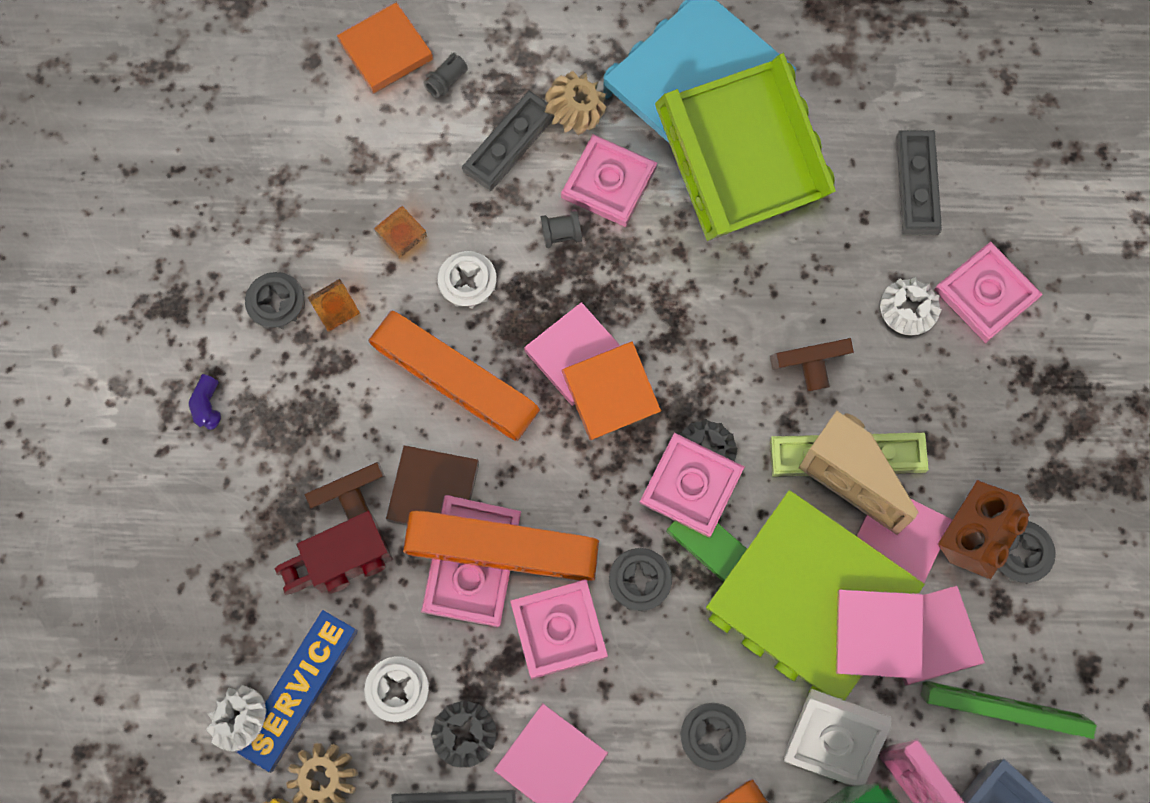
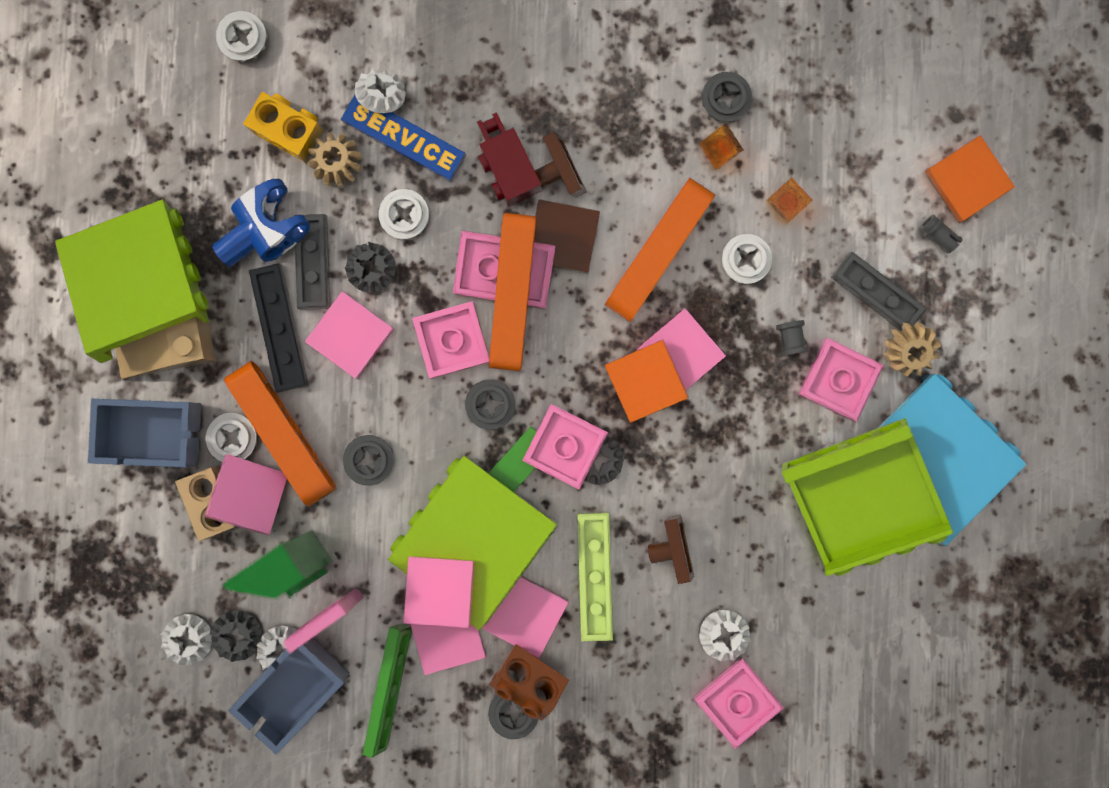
camera: 80 degrees right, 15 degrees up
(200, 403) = (634, 42): dark purple arm -> none
(837, 738) = (363, 555): white plate -> none
(855, 468) = (577, 577): tan slope -> none
(918, 182) = (841, 650): dark grey tile -> none

